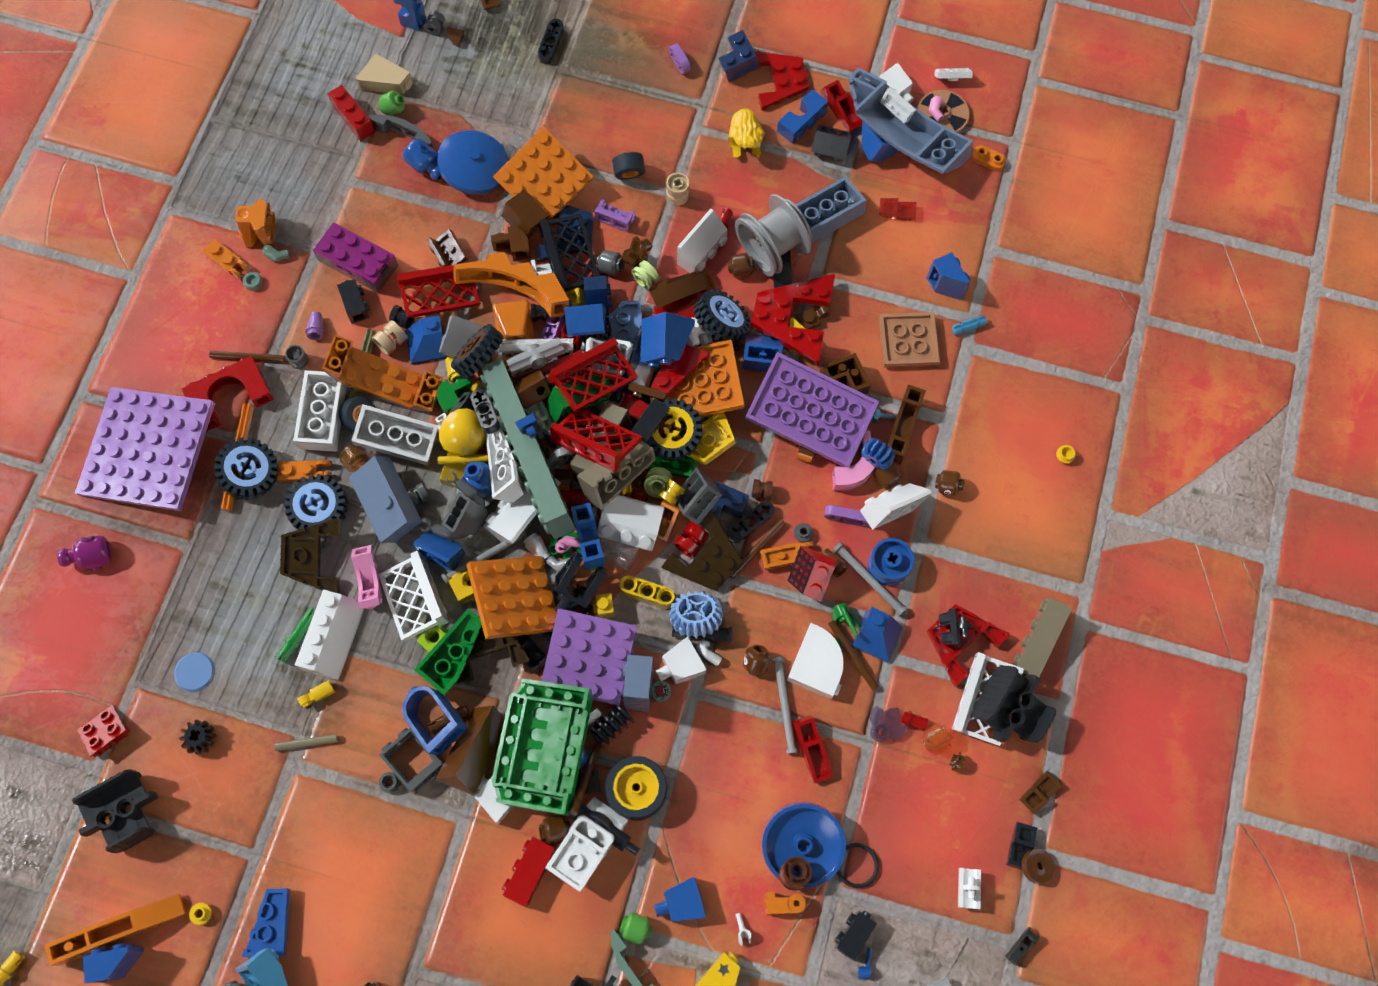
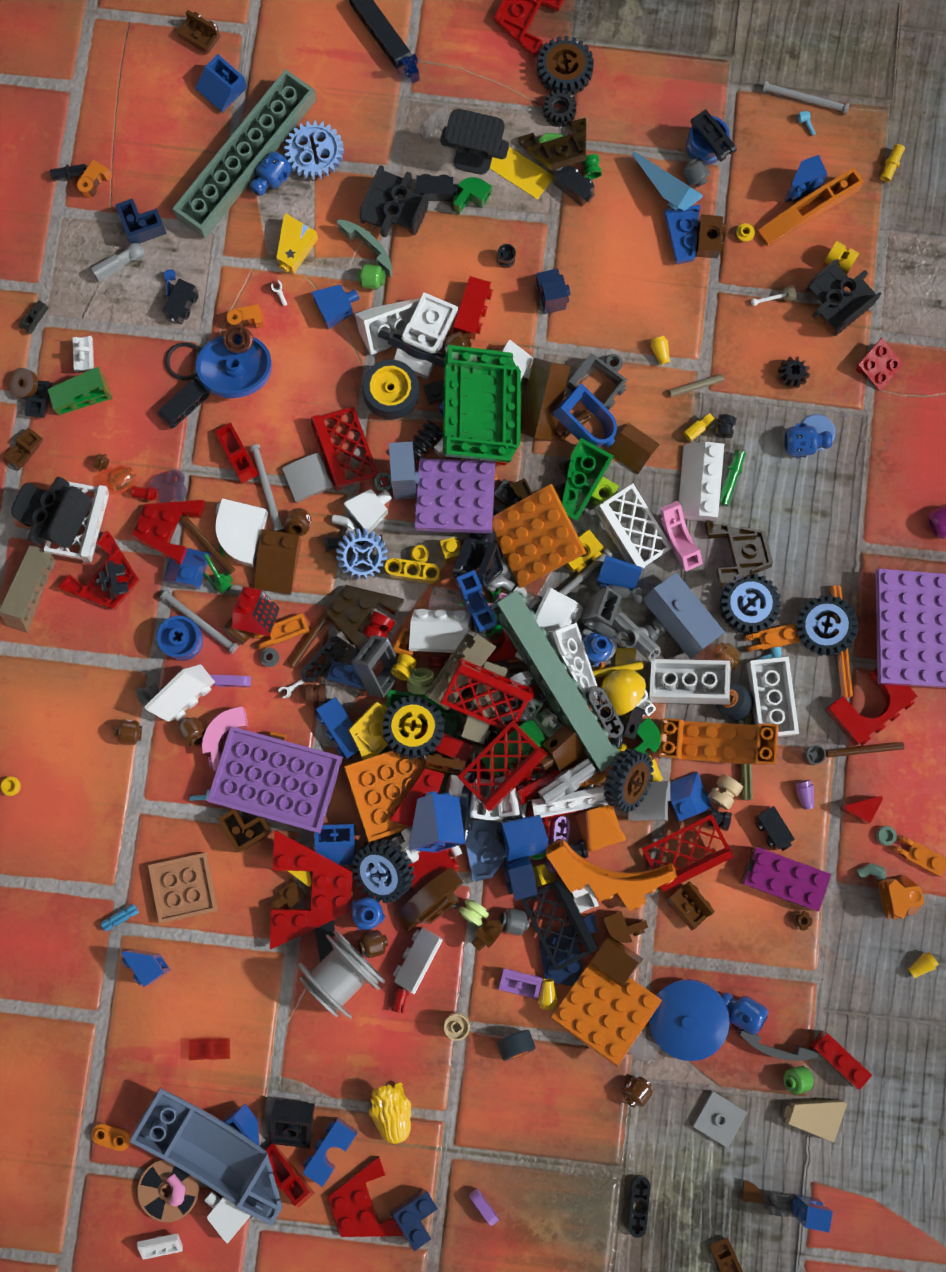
camera: 170 degrees right, 10 degrees up
(103, 862) = (839, 250): none -> yellow wheel
(175, 829) = (788, 294): none -> hinge
(208, 659) = (804, 440): none -> blue piece
(231, 924) = (710, 225): none -> reddish brown brick
(255, 172) = (923, 965): none -> yellow cone
(265, 304) = (863, 810): none -> red slope
(288, 689) = (725, 426): none -> black wheel
(305, 454) = (775, 653): none -> medium azure hand
(333, 789) = (660, 348): none -> yellow cone
(355, 224) = (797, 920): none -> reddish brown plate
(389, 684) = (633, 448): none -> reddish brown slope
(436, 485) = (637, 636): none -> light grey piece
(436, 874) = (552, 291): none -> dark blue brick
(467, 90) = (719, 1119): none -> light grey plate
(475, 931) = (507, 252): none -> black wheel
(527, 424) = (555, 691): blue tile -> none
(531, 117) = (637, 1092): none -> reddish brown head
(585, 780) = (437, 386): reddish brown bar -> none
(593, 199) = (547, 996): none -> yellow cone
(626, 870) = (386, 318): none -> white wedge
(636, 609) = (419, 553): none -> yellow plate
(650, 420) = (435, 725): black slope -> none
(714, 734) = (328, 452): none -> red fence
(740, 709) = (307, 477): none -> light grey slope
(743, 287) = (366, 913): none -> blue piece
(744, 455) = (338, 724): none -> blue brick
(784, 625) = (277, 561): none -> reddish brown slope
(788, 499) = (289, 689): none -> white hand
(832, 208) = (287, 1028): sand blue brick -> none
(864, 812) = (183, 403): none -> black beam
(878, 453) = (202, 739): blue gear -> none
(897, 105) = (220, 1179): white plate -> none
(902, 682) = (158, 525): none -> red wing
(905, 421) = (182, 775): reddish brown arch -> none
(926, 515) = (147, 694): none -> dark grey wheel
(976, 843) = (80, 392): none -> green wedge

